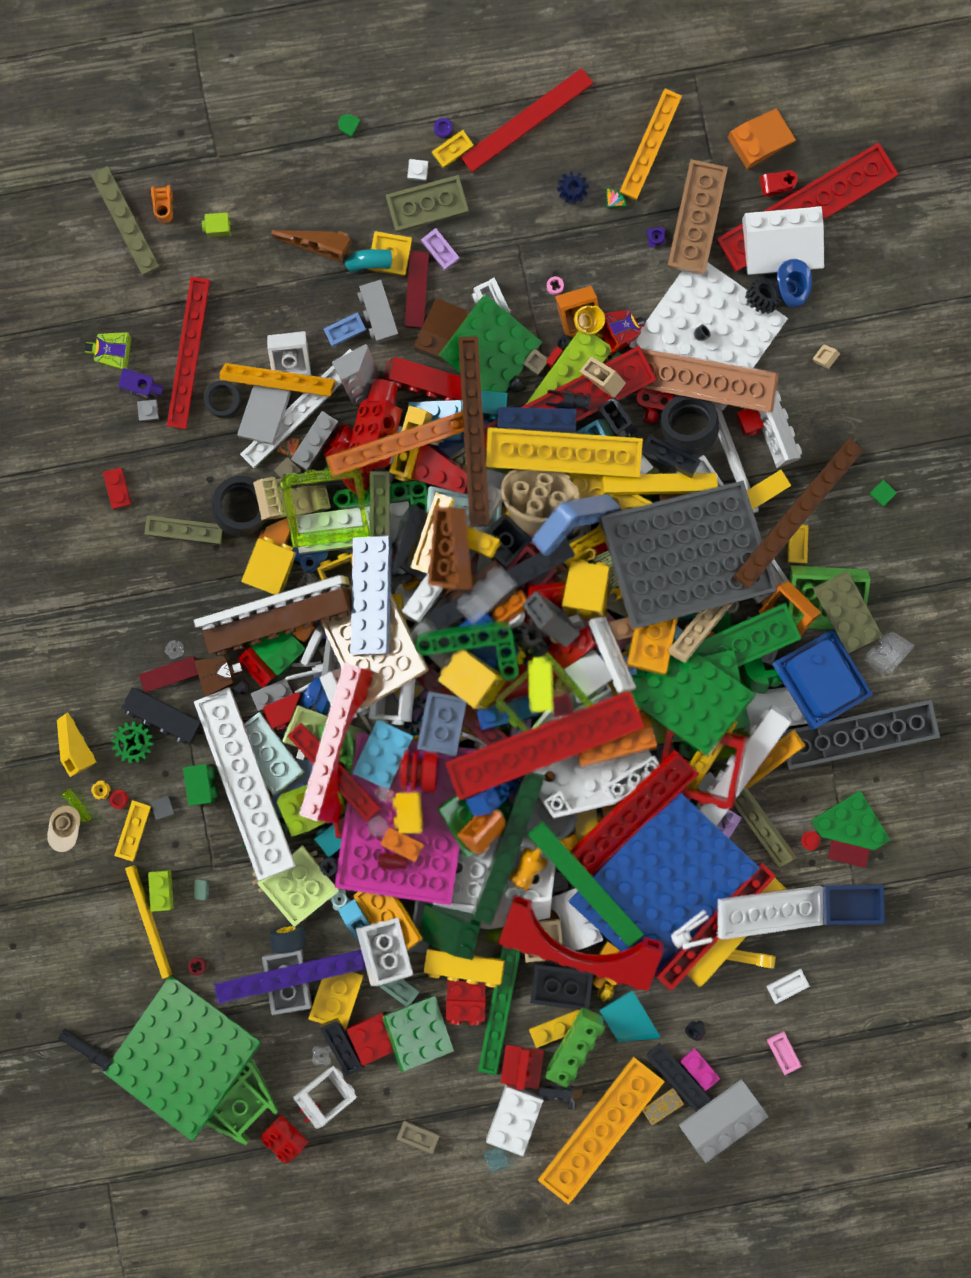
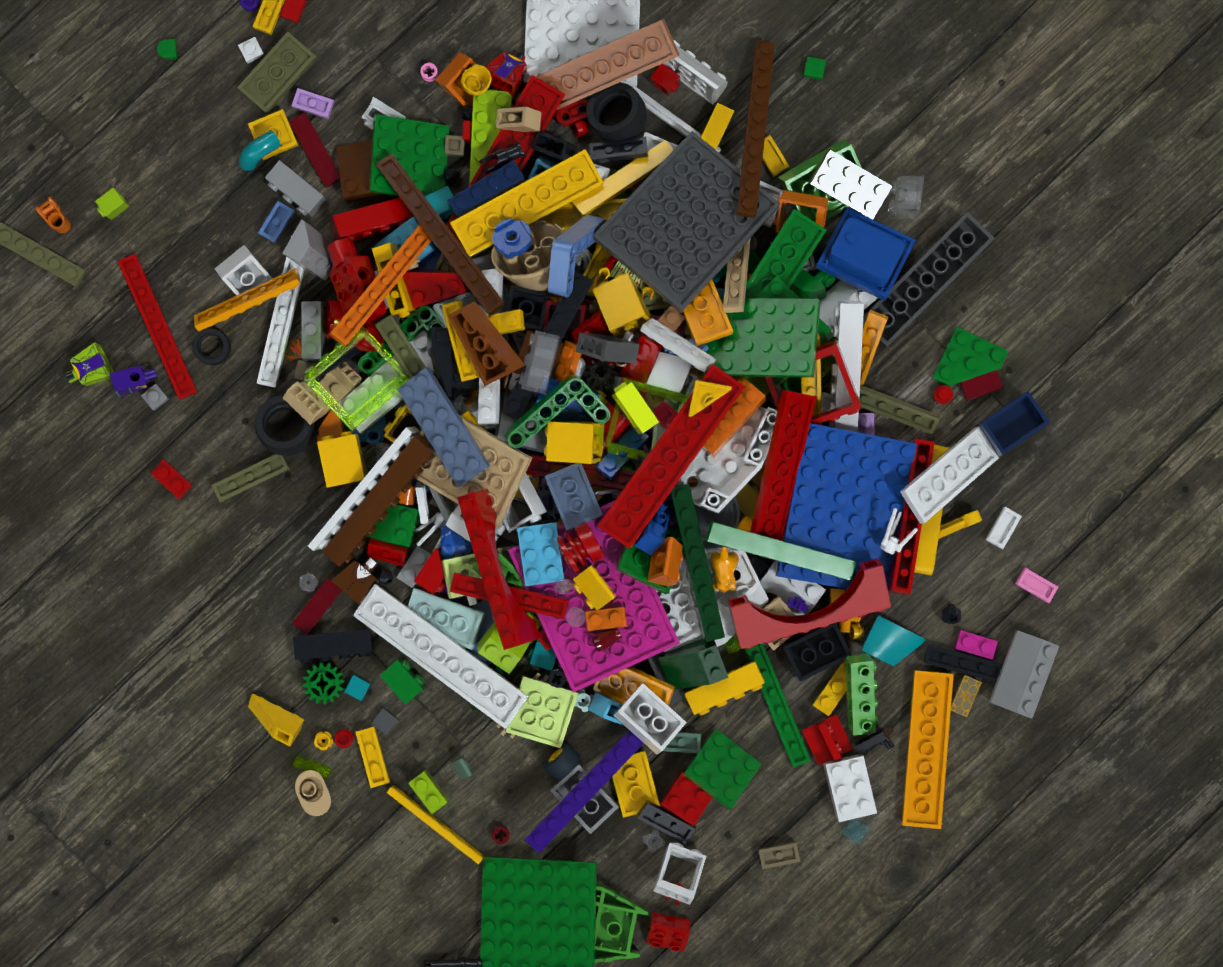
camera: 30 degrees left, 0 degrees up
(158, 764) = (357, 687): none -> teal tile
(264, 414) = (254, 336): light grey tile -> none
(327, 244) = (210, 162): dark orange wedge -> none
(465, 1002) = (745, 717): red plate -> none
(526, 483) = (515, 247): none -> blue plate
(571, 937) = (797, 604): none -> dark purple plate
(606, 712) = (705, 394): none -> yellow tile
(702, 333) = (577, 31): black hinge -> none

